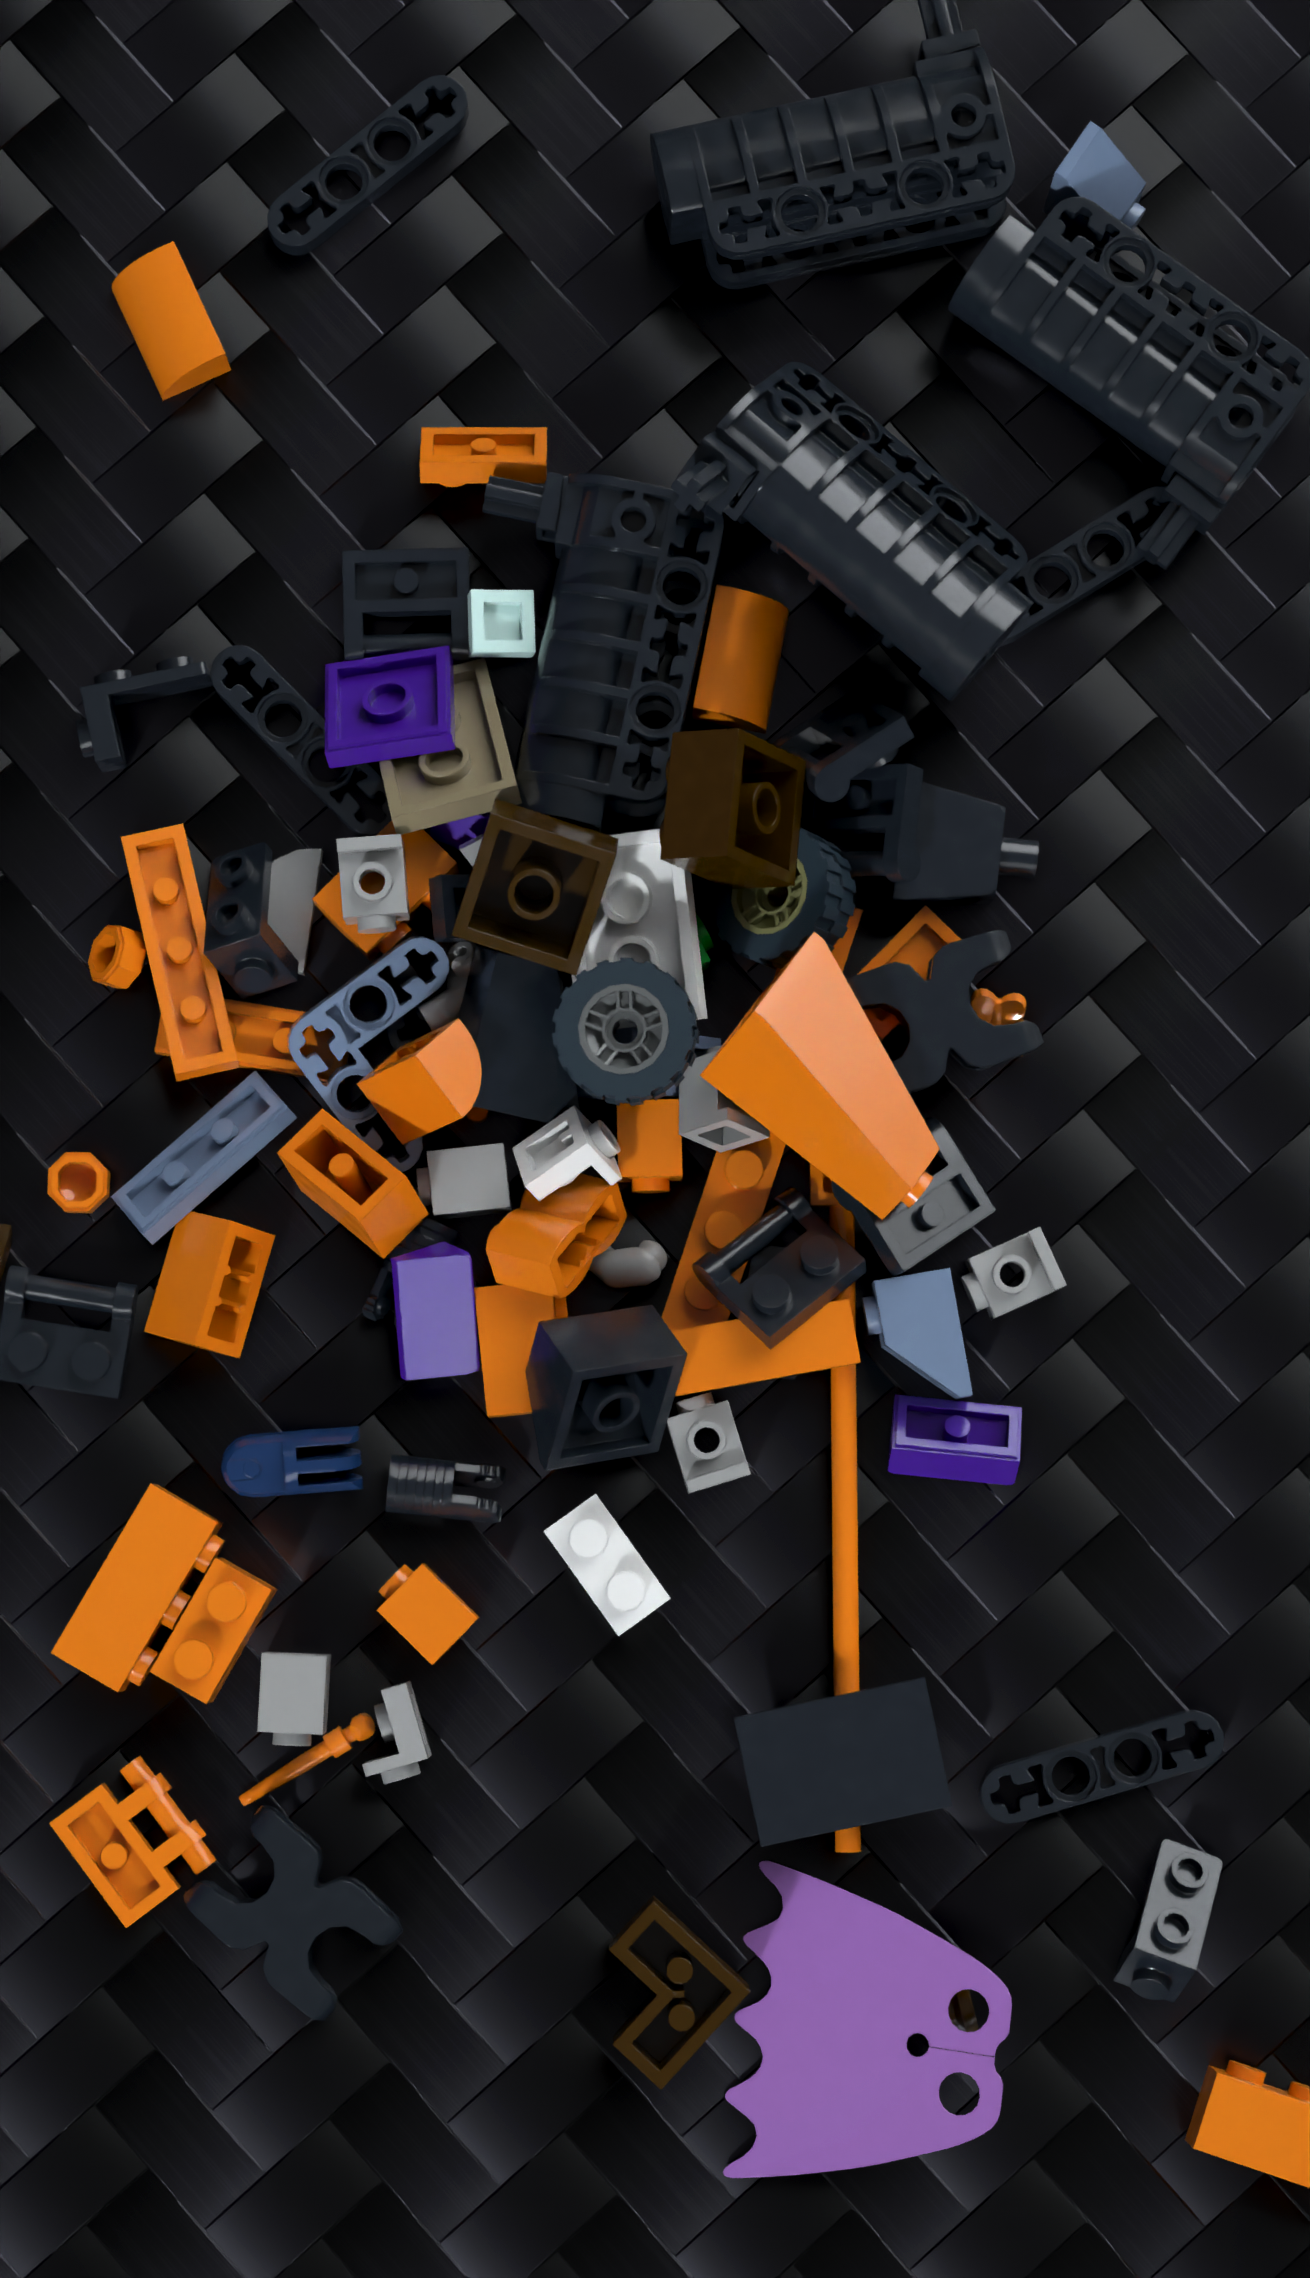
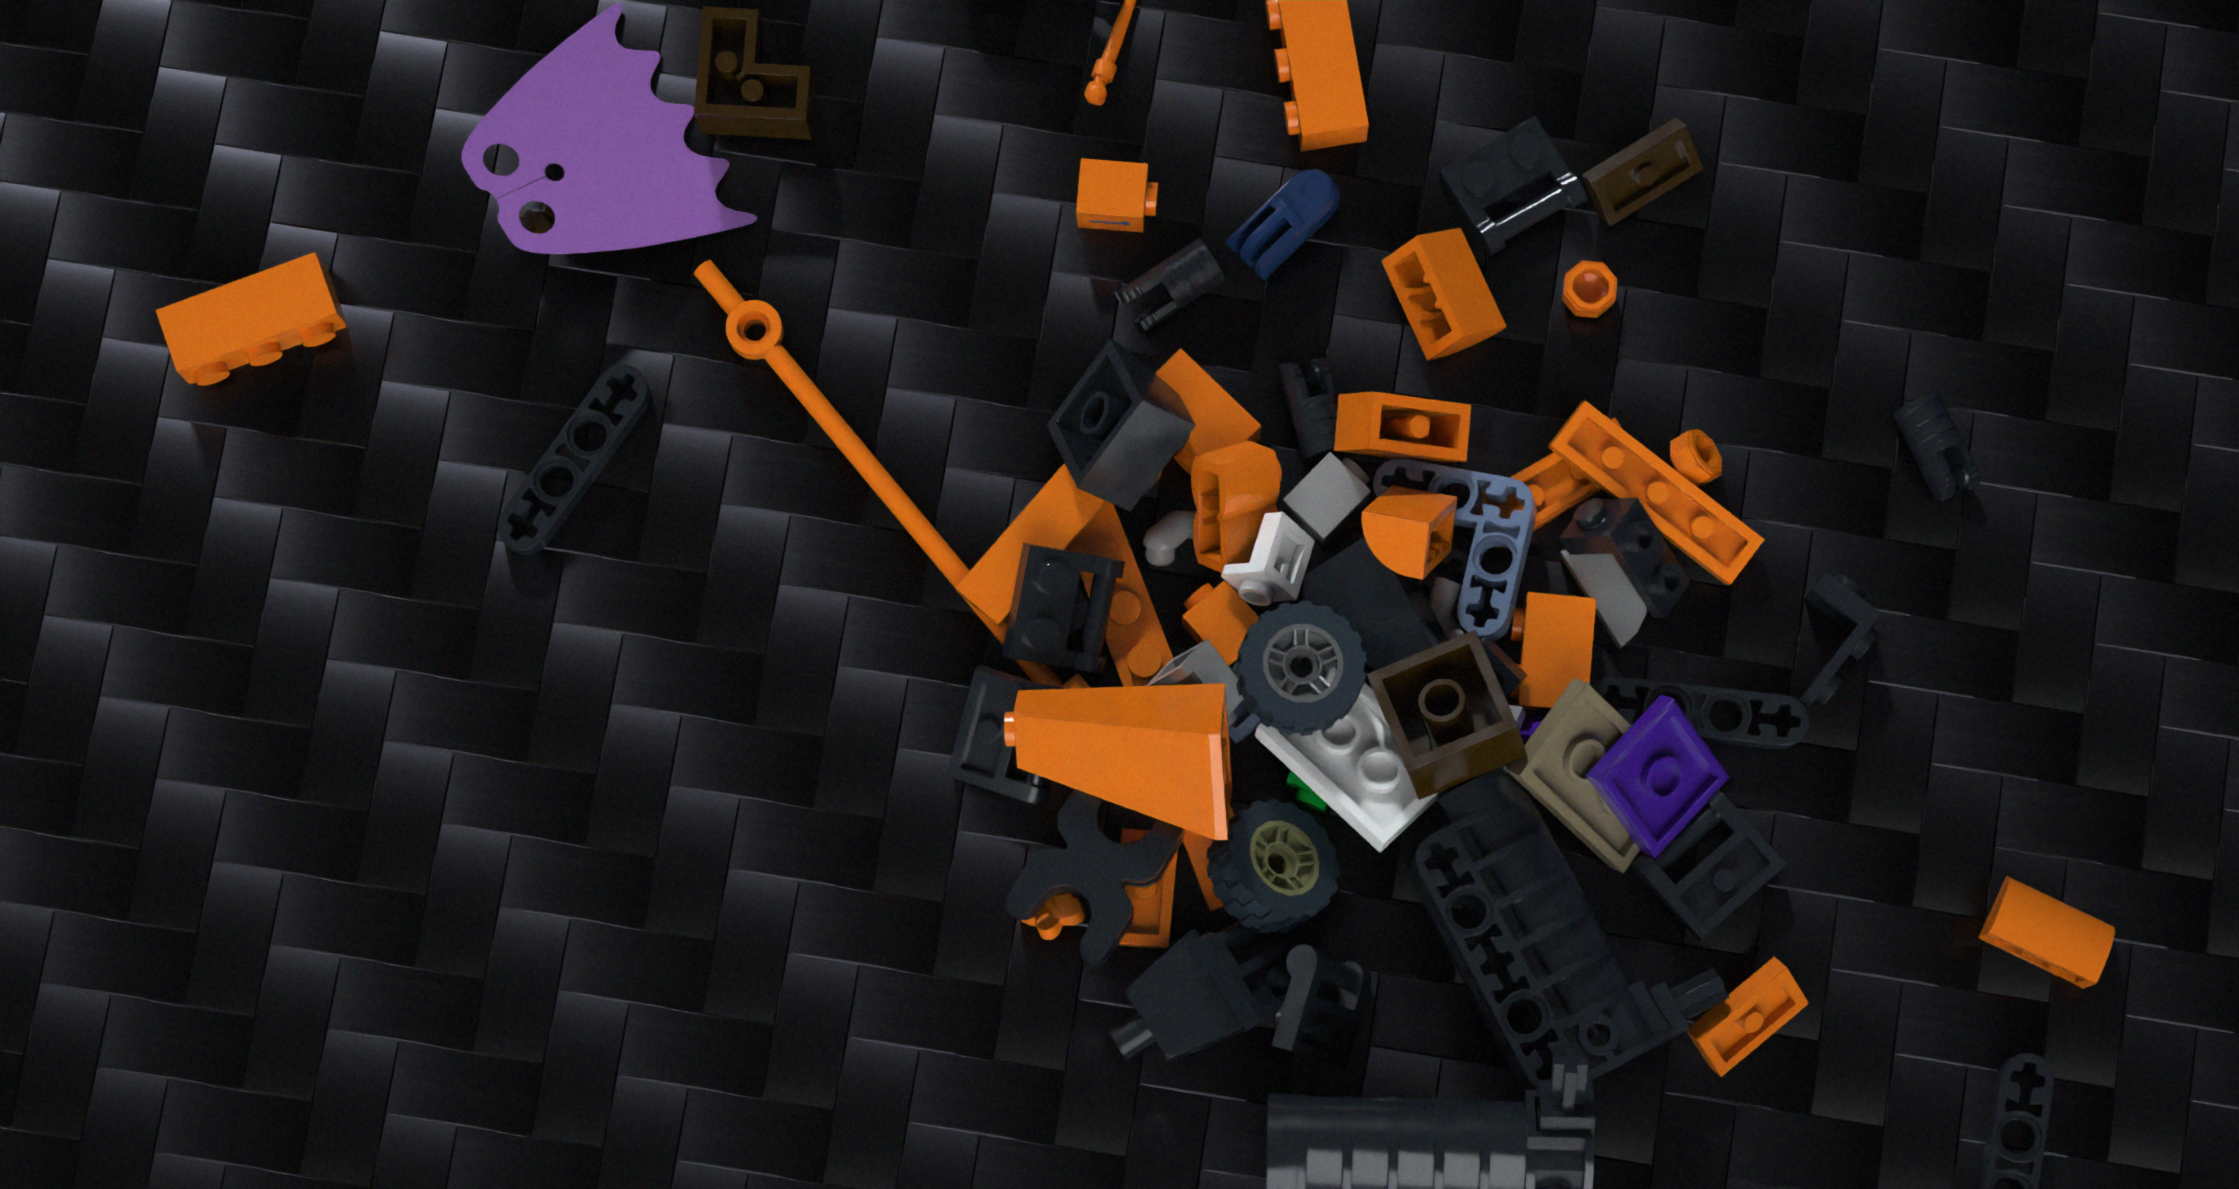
camera: 150 degrees right, 5 degrees down
(203, 1157) = (1520, 373): sand blue tile -> none
(213, 1630) = (1246, 70): orange brick -> none
(294, 1696) = (1157, 73): light grey brick -> none
(381, 855) = (1567, 657): light grey brick -> none
(402, 1722) = (1069, 113): light grey bracket -> none
(435, 1312) = (1274, 389): slope -> none
(501, 623) = (1631, 902): light aqua tile -> none
(607, 1564) = (1019, 326): white plate -> none
(713, 1468) = (992, 458): light grey brick -> none
(732, 809) = (1355, 884): dark brown brick -> none
(740, 660) = (1443, 1018): orange brick -> none
(842, 1761) = (752, 316): black tile -> none
(921, 1327) = (932, 651): sand blue slope -> none
(955, 1440) = (849, 599): dark purple slope -> none
(1039, 1271) = (901, 760): light grey brick -> none
(1171, 1923) = (446, 394): bracket -> none

